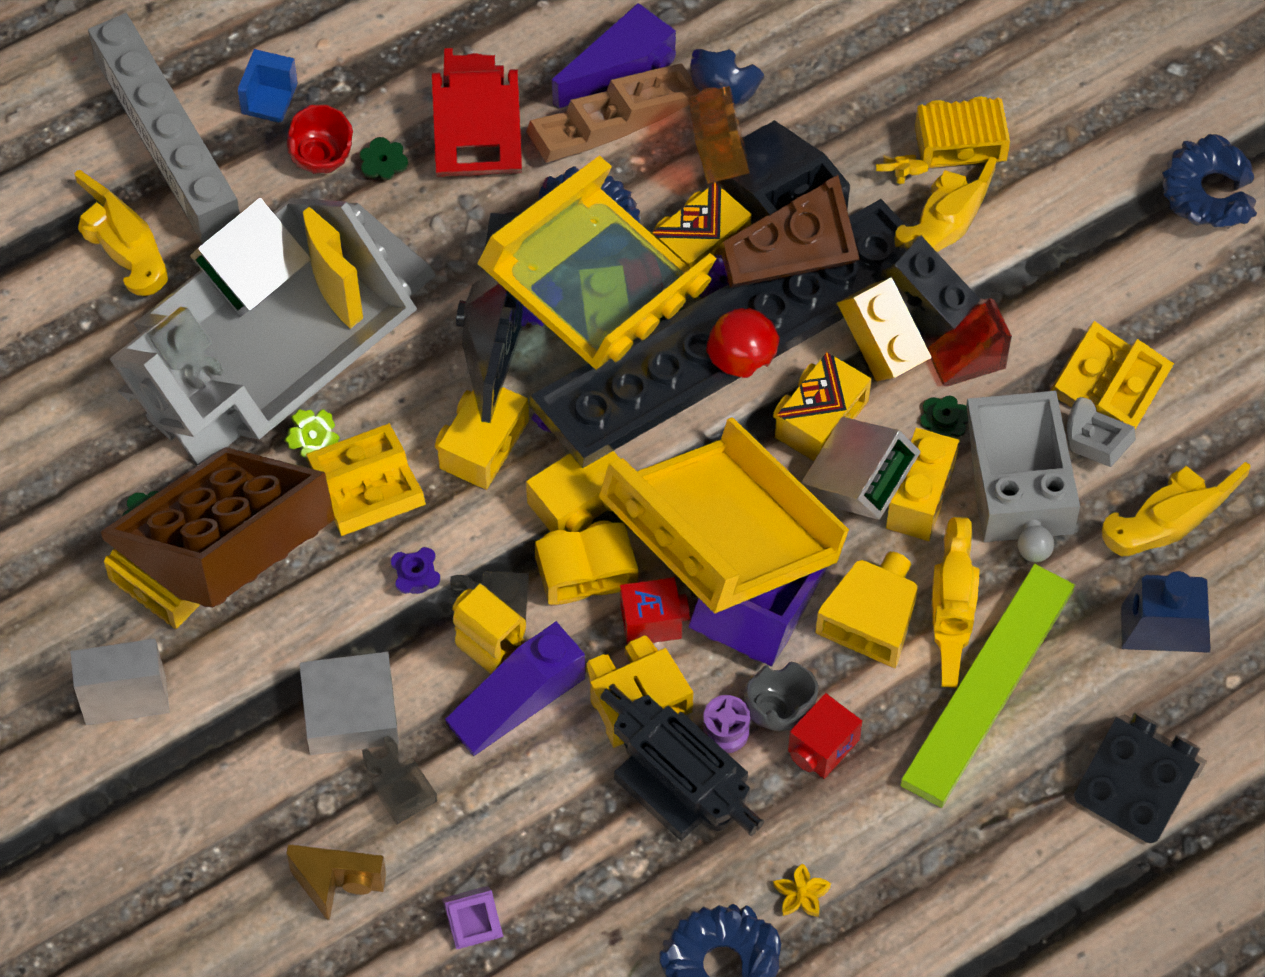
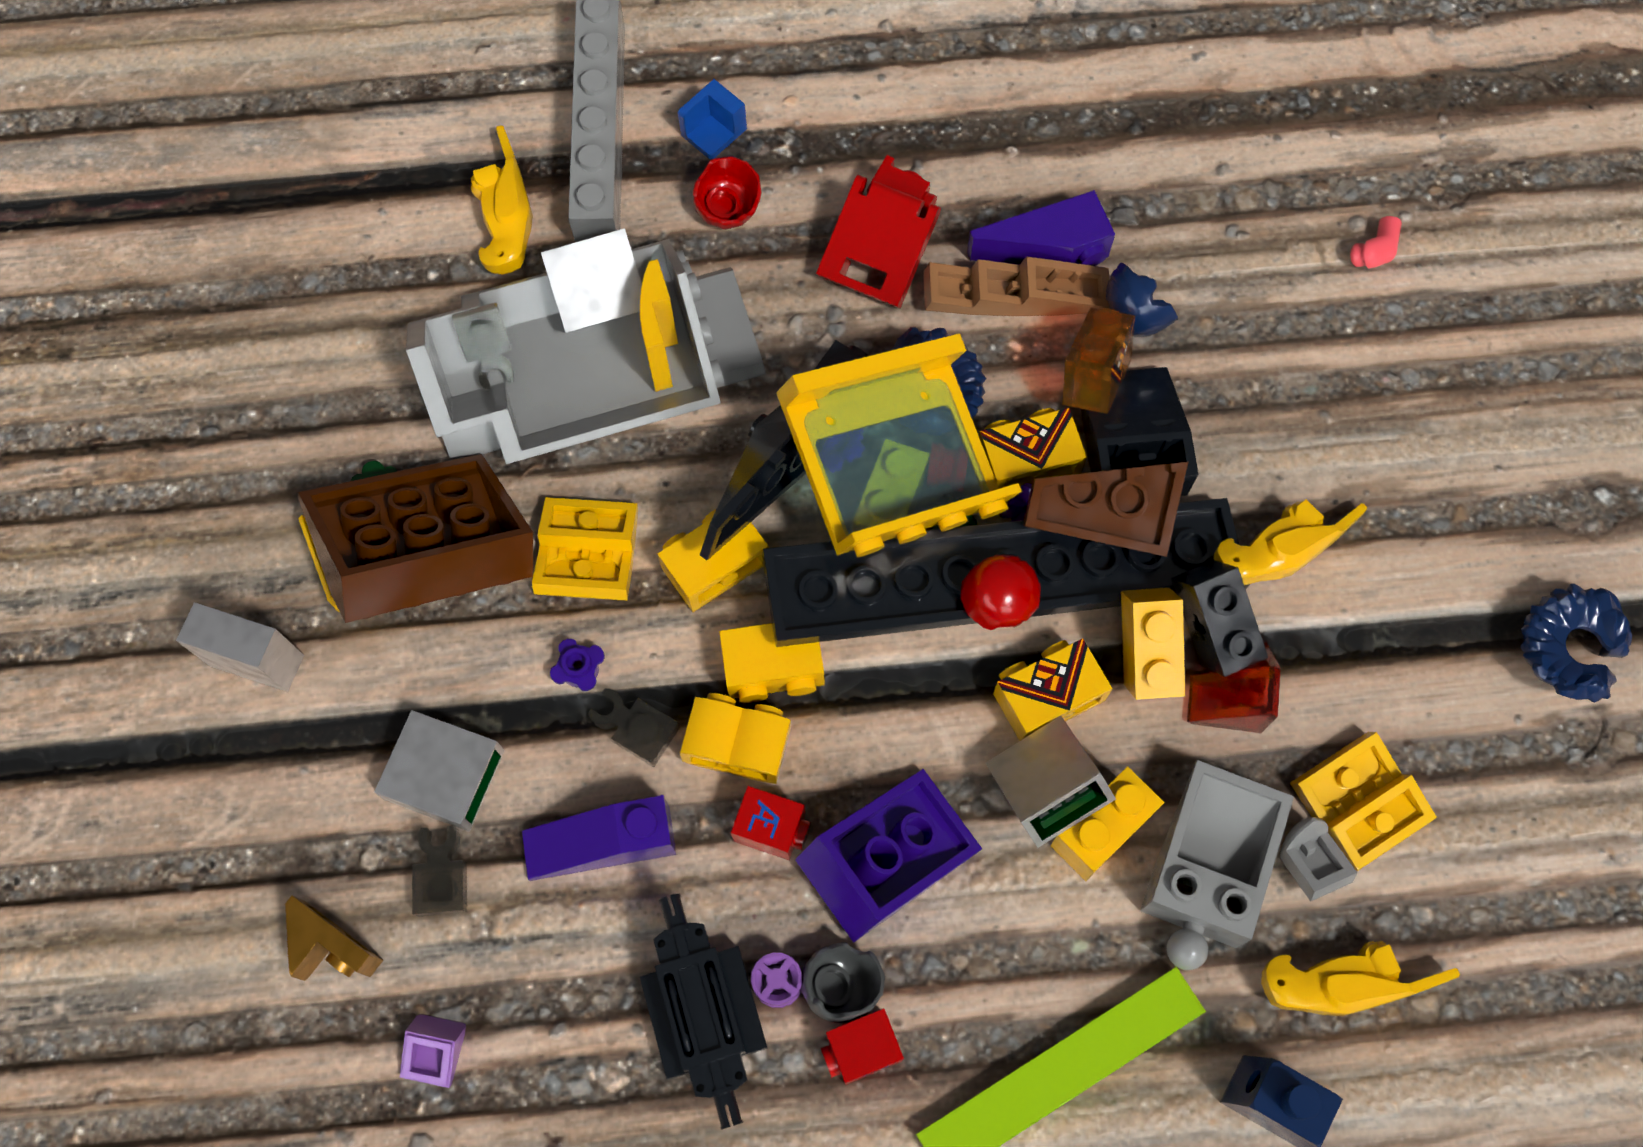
camera: 30 degrees right, 10 degrees up
(311, 431) = (560, 478): lime plant -> none
(383, 159) = (781, 229): dark green plant -> none
(487, 627) = (596, 767): yellow brick -> none
(648, 673) = (732, 895): yellow hips -> none
(726, 518) = (884, 771): yellow panel -> none
(871, 609) = (986, 931): yellow torso -> none
(902, 166) = (1268, 472): yellow plant -> none
(934, 418) = (1165, 767): dark green plant -> none
(954, 598) = (1073, 964): yellow animal -> none
(962, 132) = (1346, 465): yellow brick -> none

